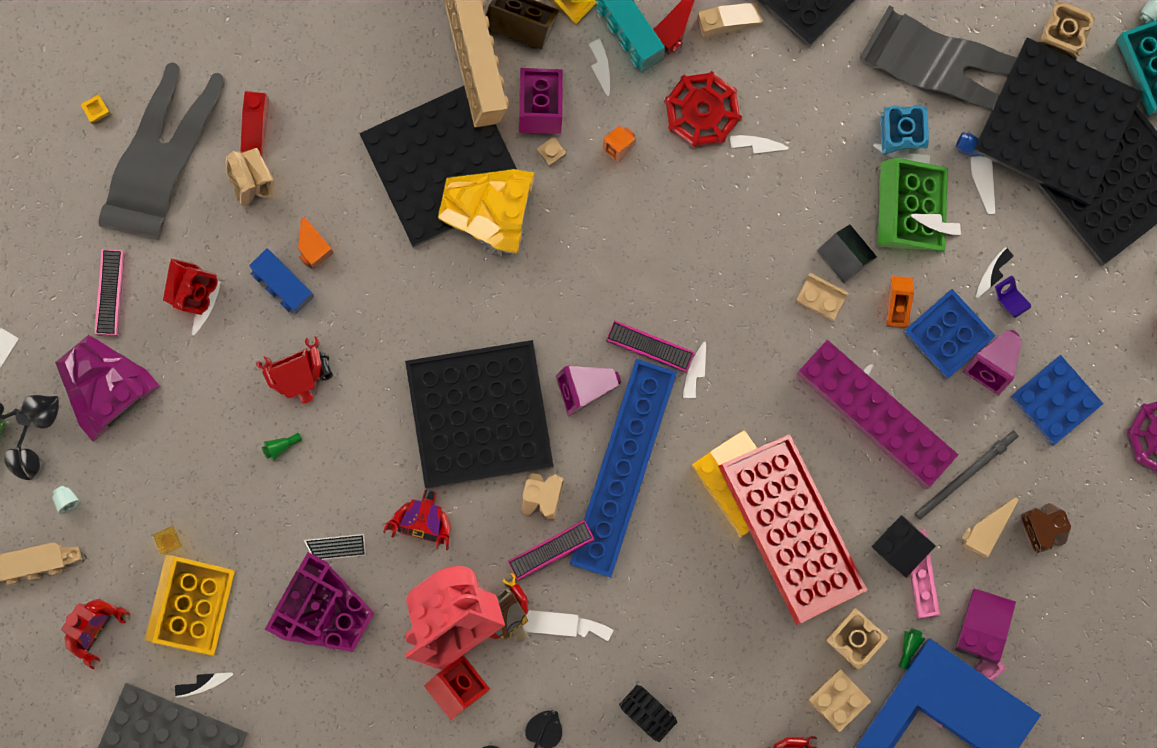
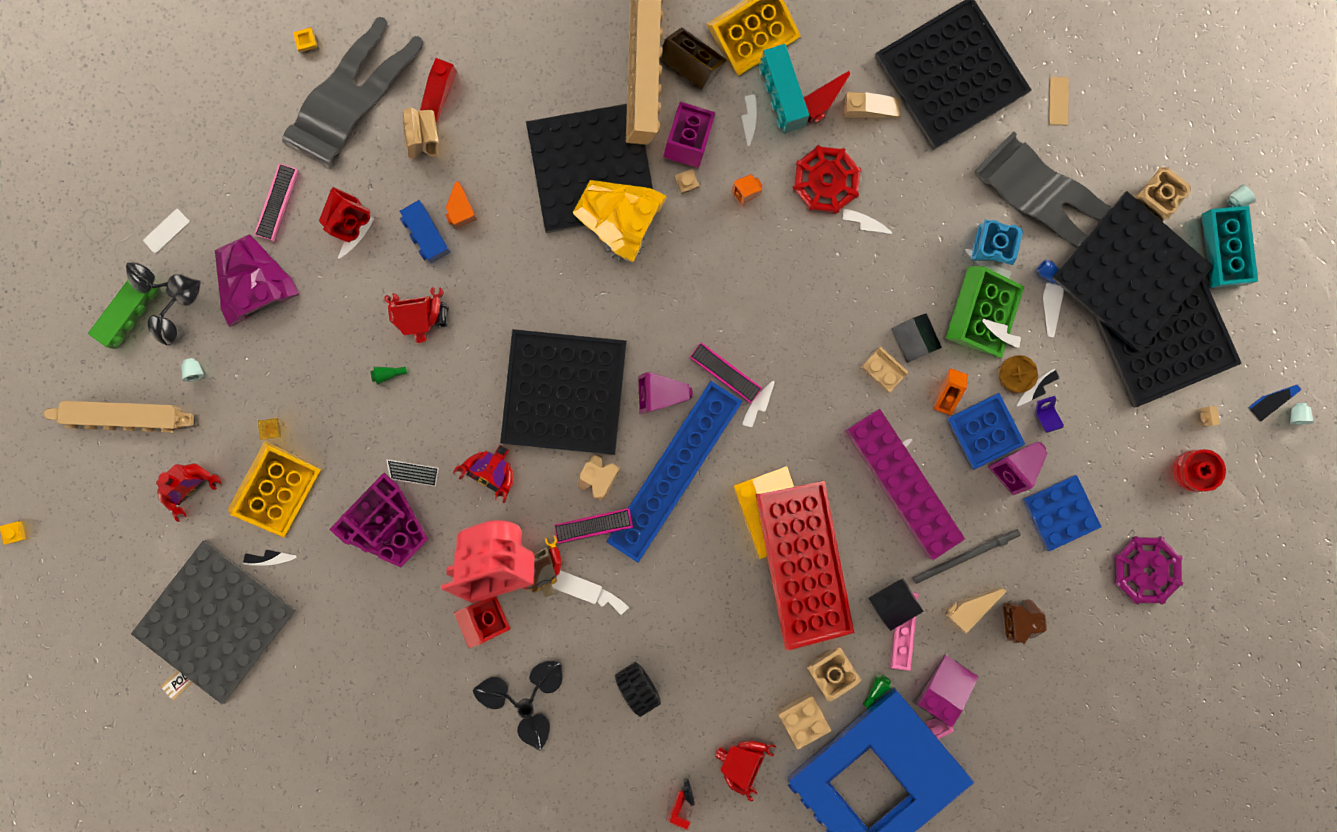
camera: 10 degrees right, 5 degrees up
(967, 263) = (1018, 374): none -> pearl gold tile

